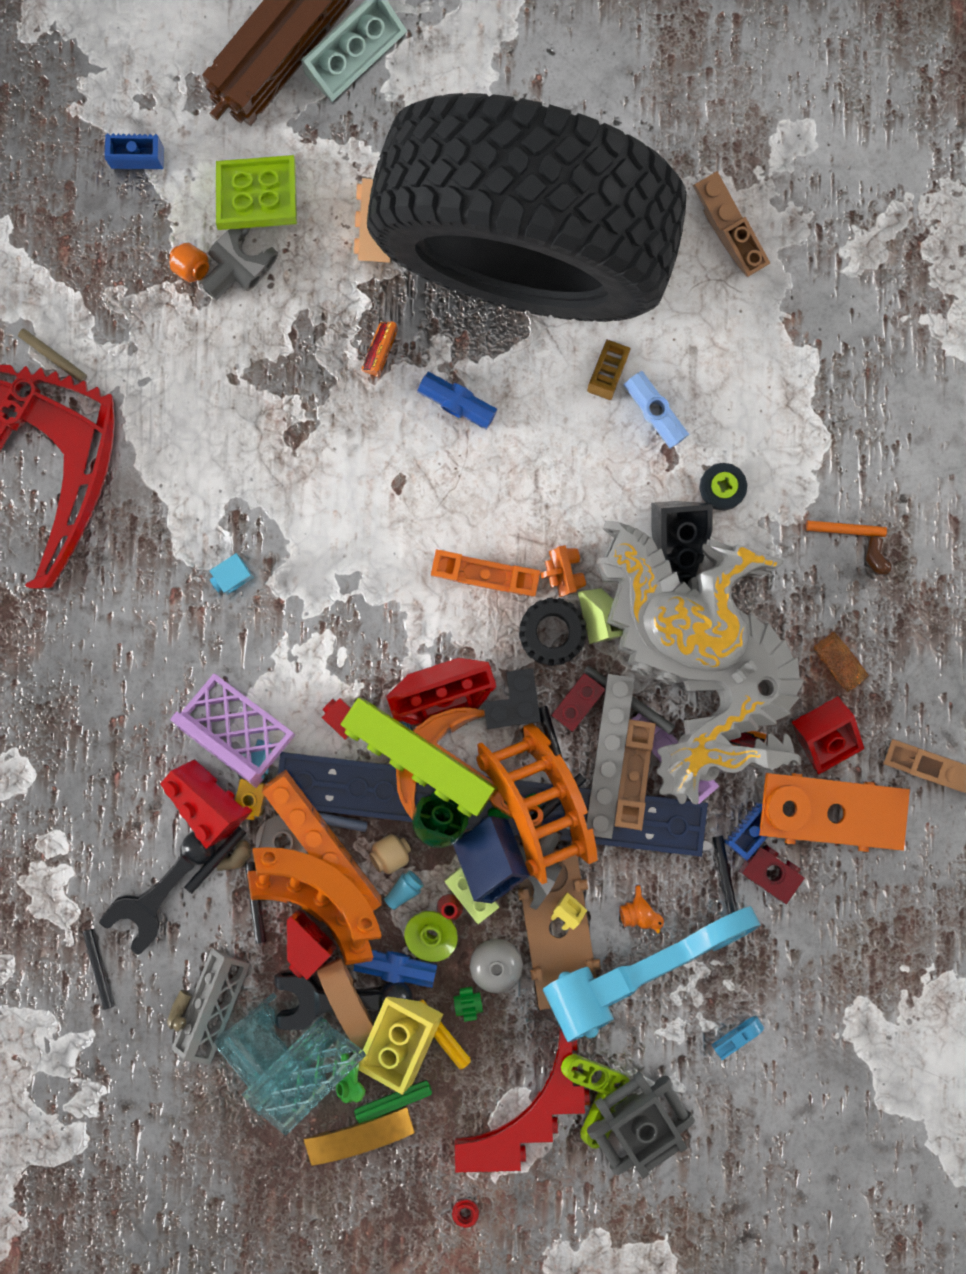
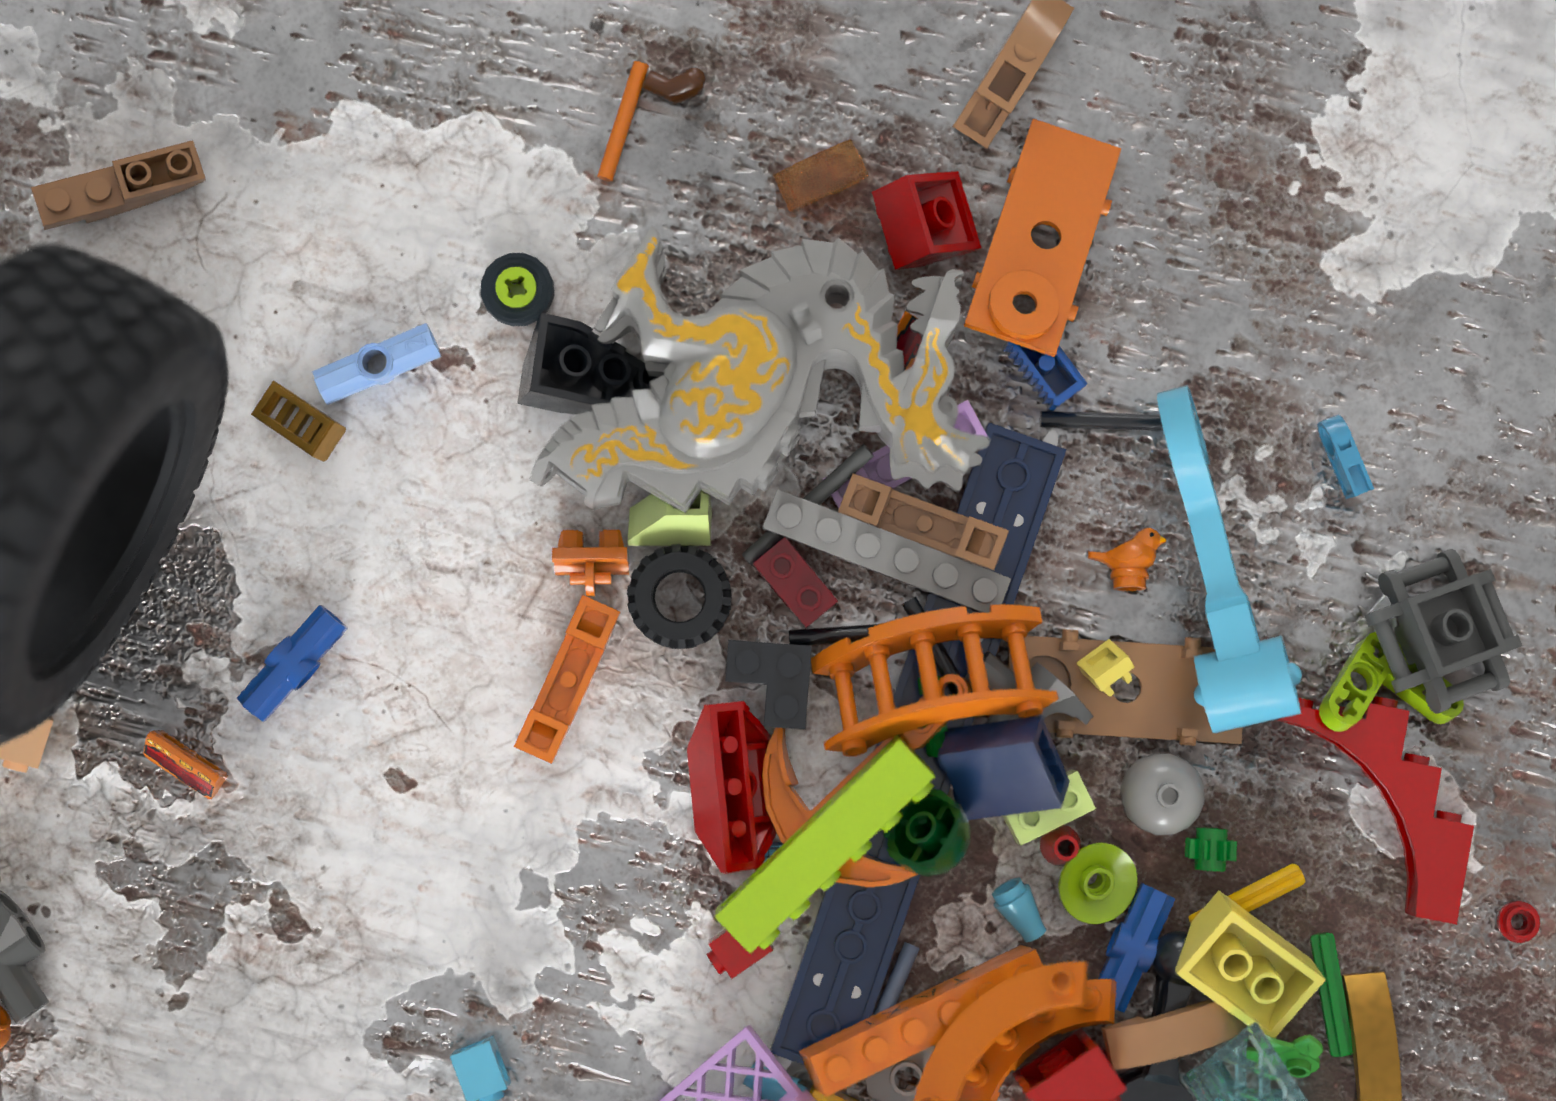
camera: 80 degrees left, 0 degrees up
(390, 854) = (961, 918): tan head -> none
(783, 885) = (1133, 335): dark red brick -> none

